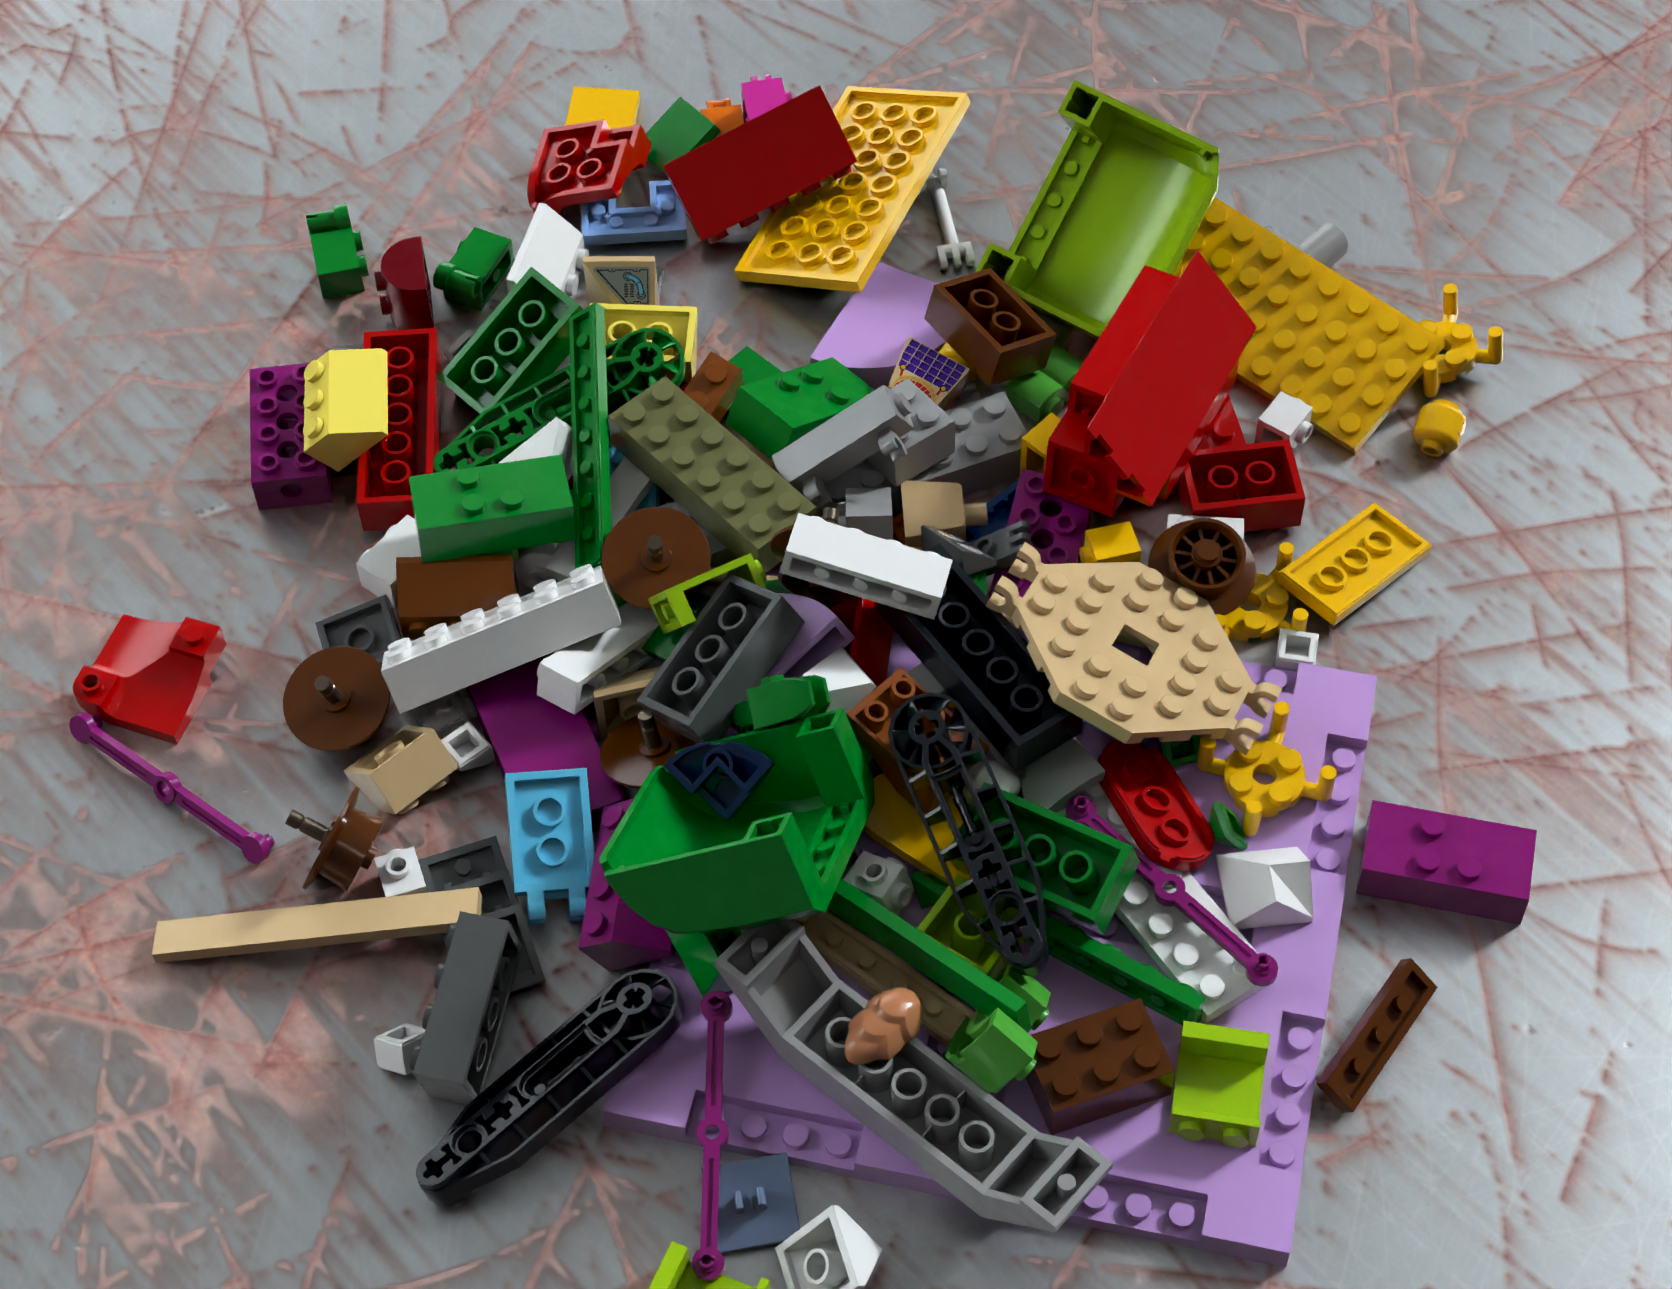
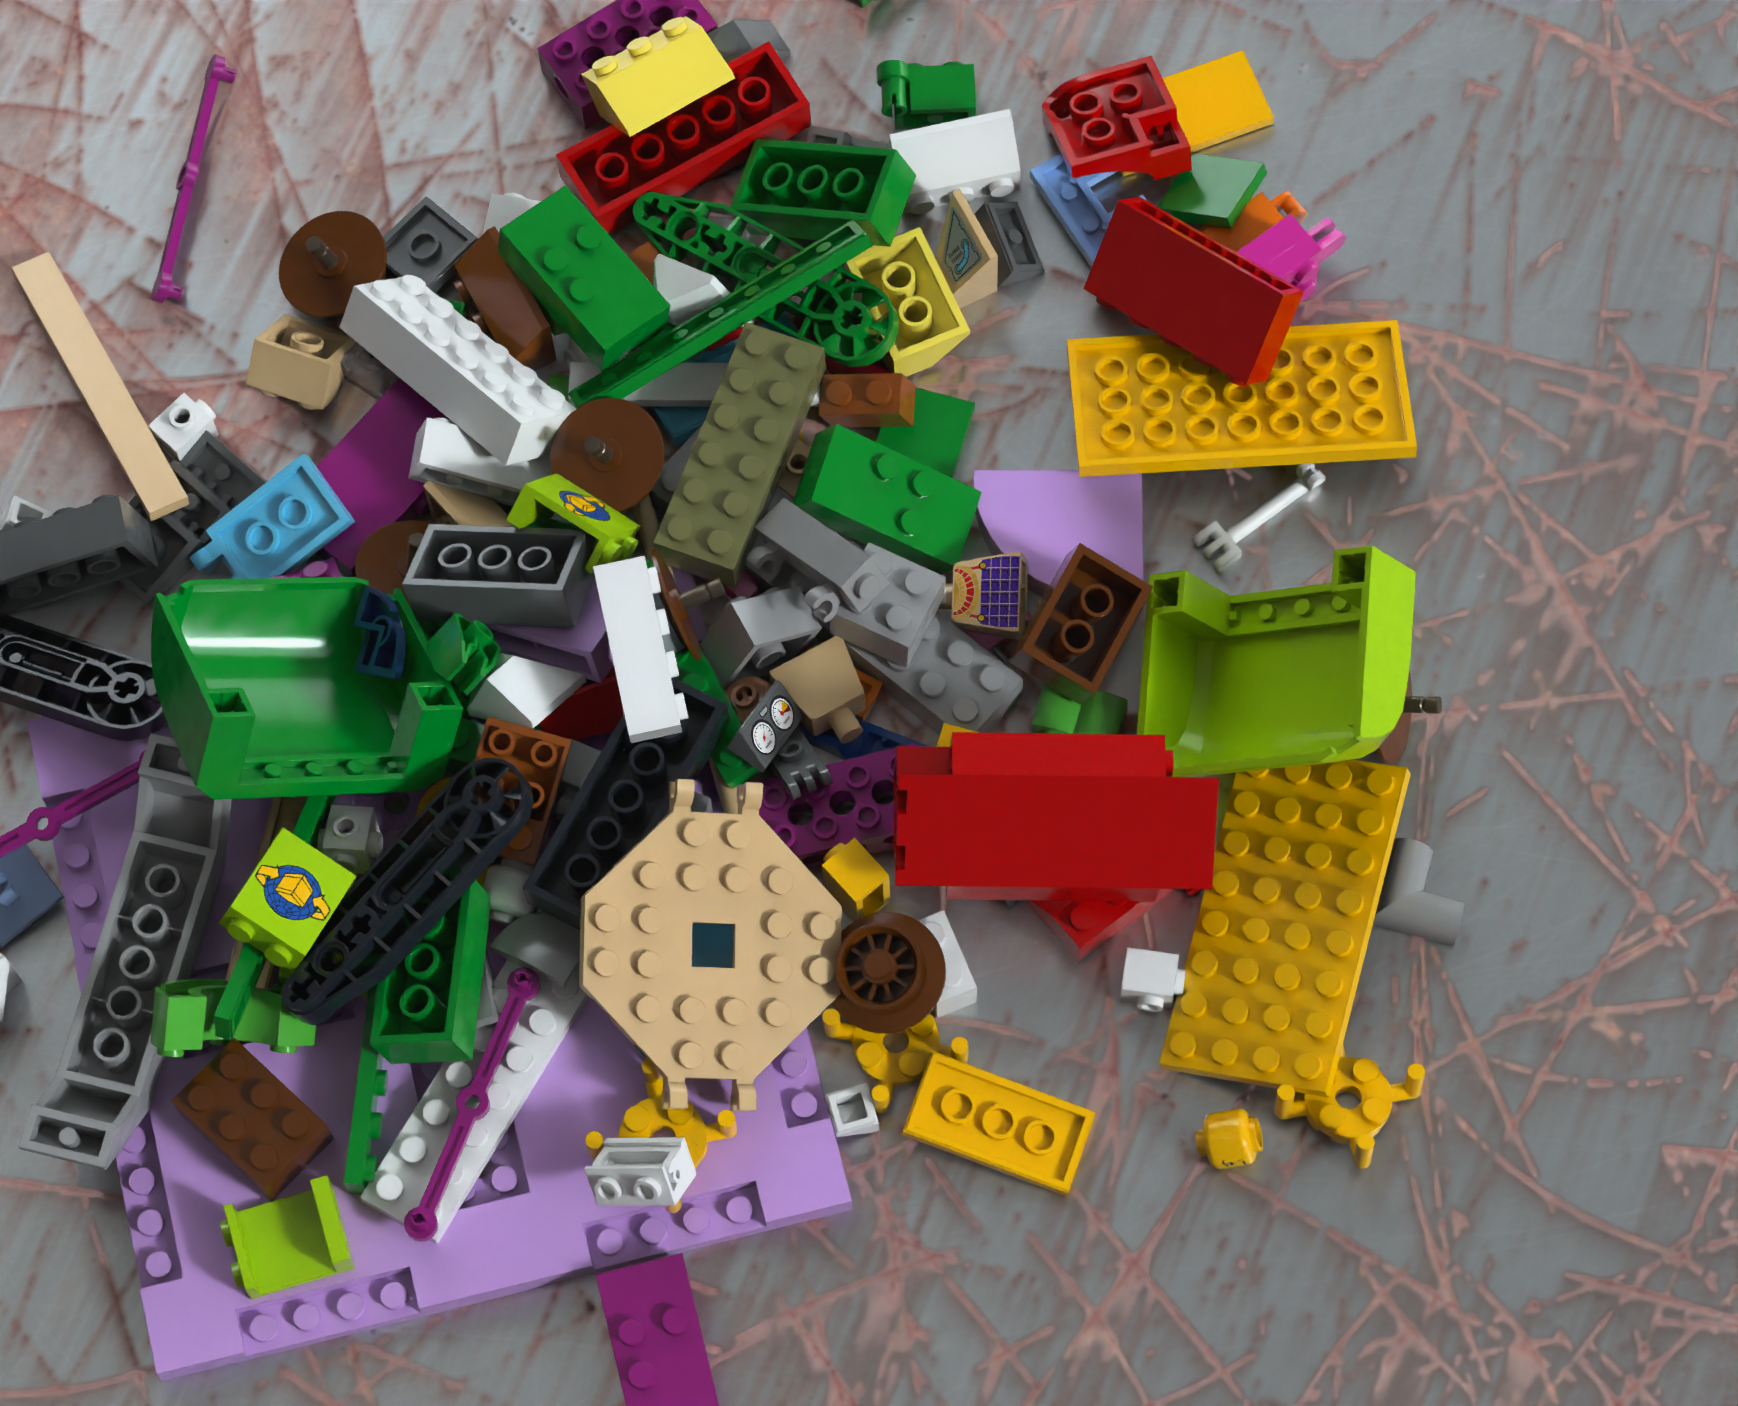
camera: 65 degrees right, 15 degrees up
(151, 675) = (297, 90): red slope -> none
(343, 845) = (183, 360): reddish brown piece -> none
(406, 285) = (855, 45): dark red brick -> none
(468, 747) = (349, 402): white slope -> none
(883, 1026) = (180, 912): nougat arm -> none
(940, 912) = (287, 900): none -> lime panel
(1155, 806) = (559, 1059): red tile -> none
(1226, 827) = (577, 1126): green slope -> none
(1244, 483) = (1028, 969): red brick -> none
(1266, 887) = (536, 1192): white slope -> none
(1303, 779) = (641, 1172): none -> white hinge
(1376, 1035) = (433, 1365): reddish brown plate -> none

